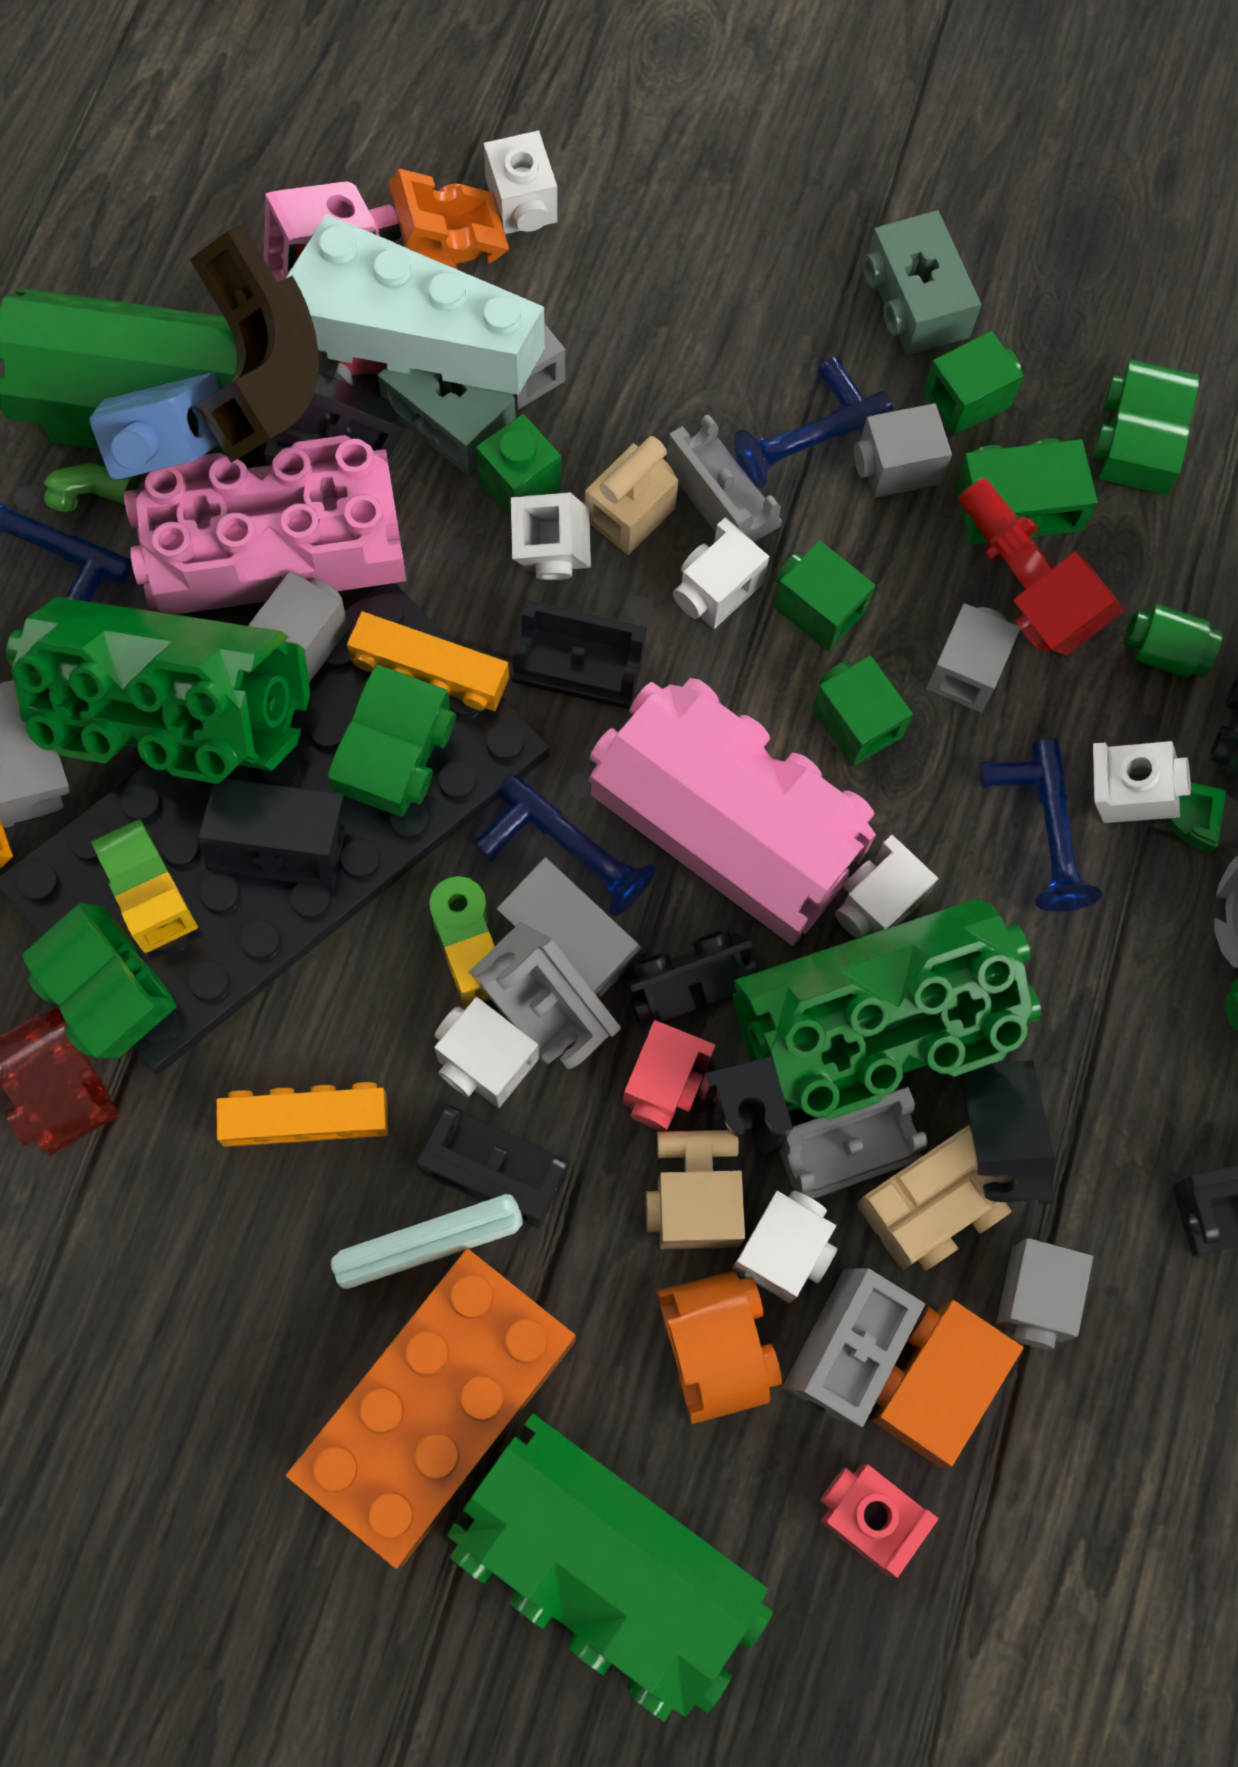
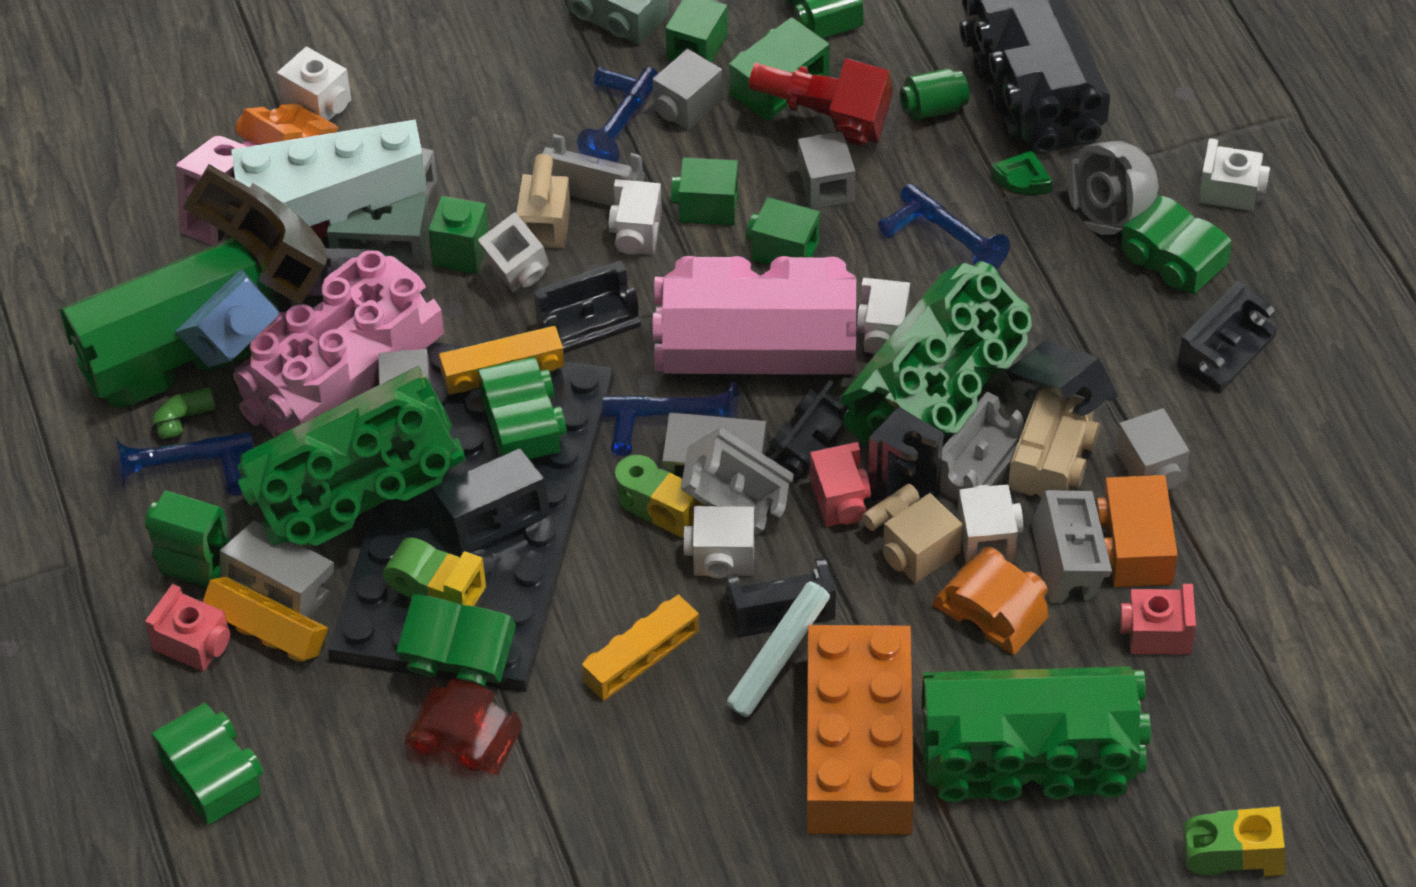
camera: 30 degrees left, 20 degrees down
(1125, 799) = (980, 171): white brick -> none

